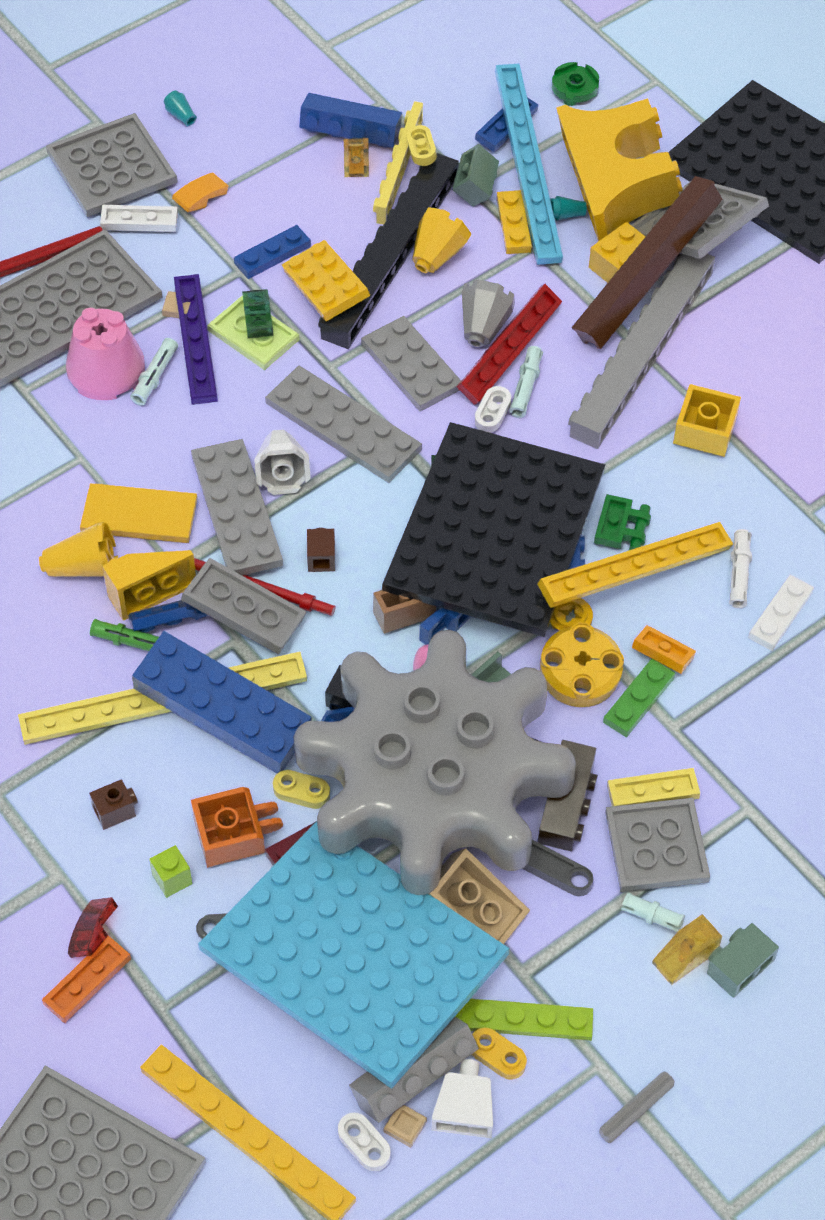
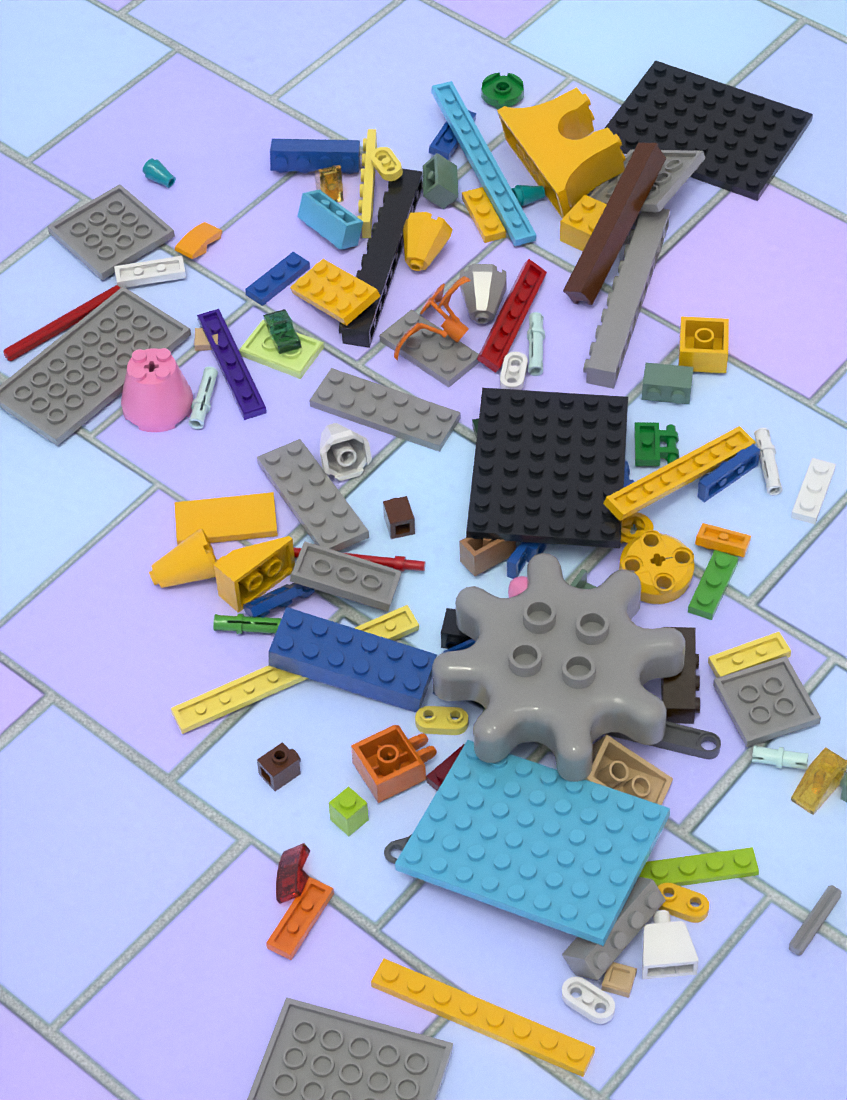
camera: 10 degrees left, 5 degrees down
(345, 196) = (330, 219): none -> medium azure brick
(437, 344) = (452, 325): none -> orange plant
(655, 456) = (667, 383): none -> sand green brick
(692, 573) = (728, 473): none -> blue plate

